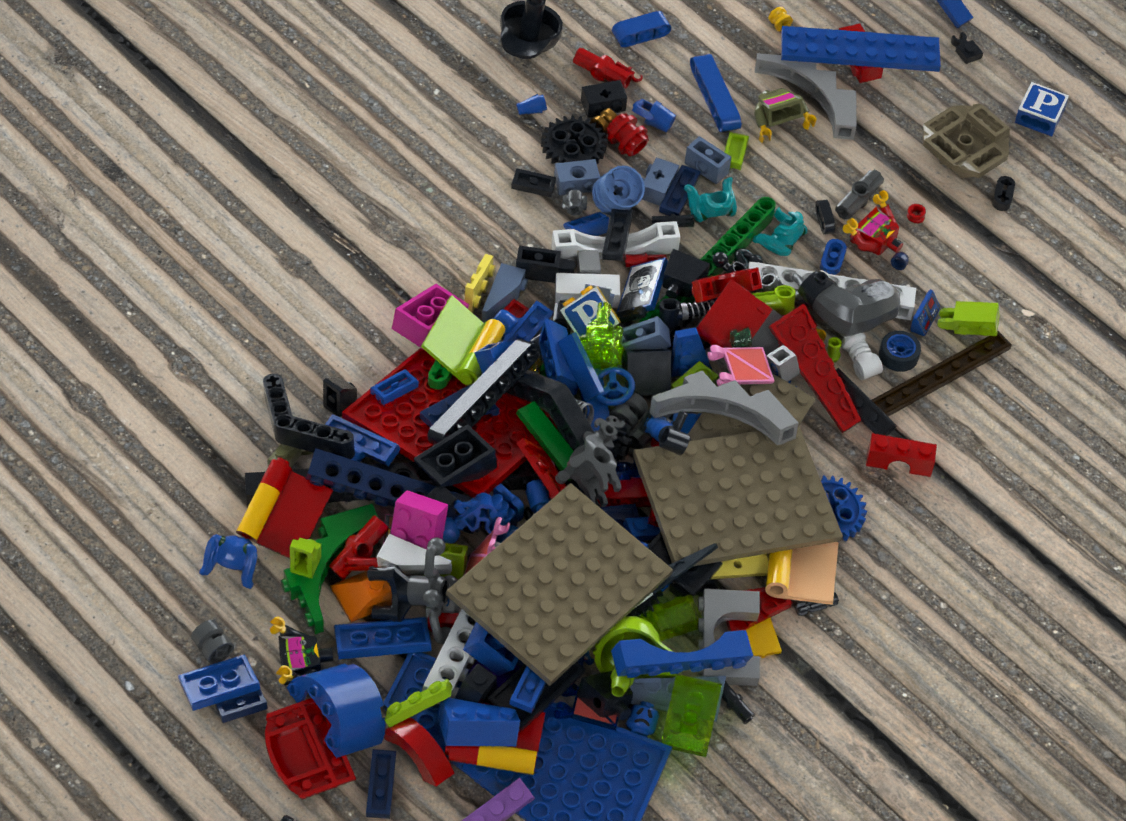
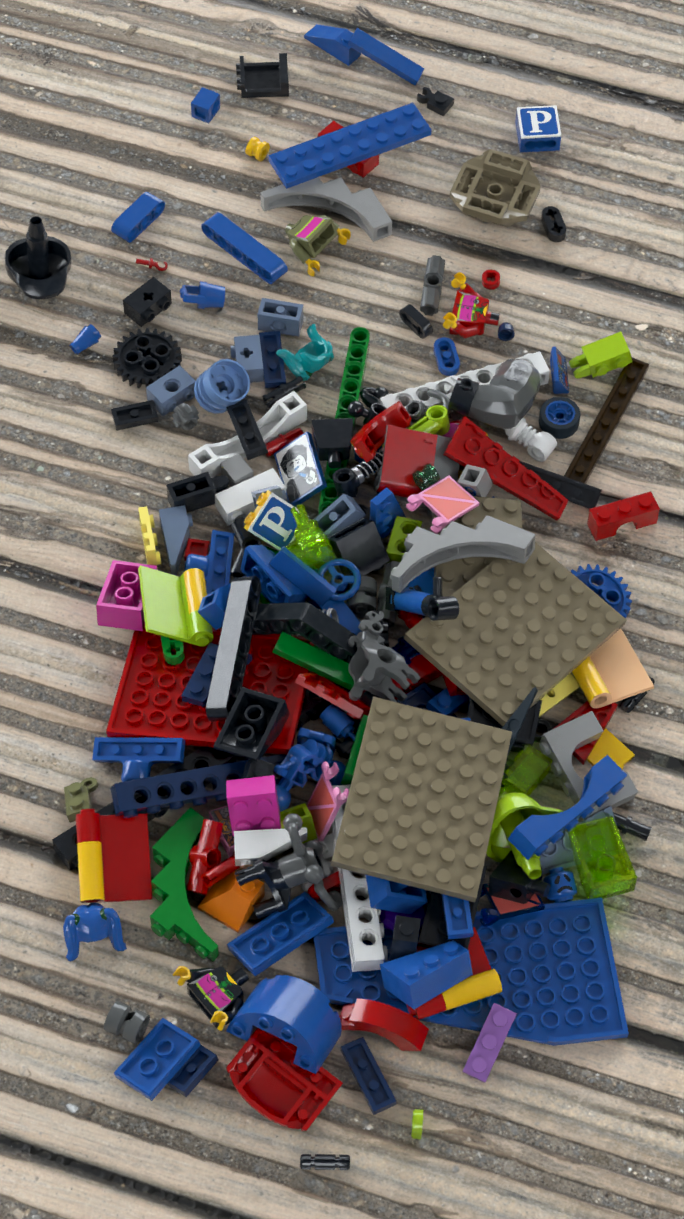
camera: 25 degrees left, 5 degrees up
(302, 432) = (76, 773): black beam -> none
(304, 556) = (166, 893): lime arch -> none
(338, 395) = (89, 716): black slope -> none
(396, 389) = (145, 686): blue tile -> none
(418, 702) = (361, 981): lime plate -> none
(593, 224) = (210, 432): blue slope -> none
(602, 67) = (125, 271): red piece -> none
(604, 119) = (163, 322): pearl gold wheel -> none
(627, 134) = (192, 327): red piece -> none
(631, 314) = (308, 500): black axle -> none
(736, 148) = (295, 293): lime tile -> none
(785, 234) = (392, 354): teal hair -> none
(834, 348) = (505, 440): lime pin -> none

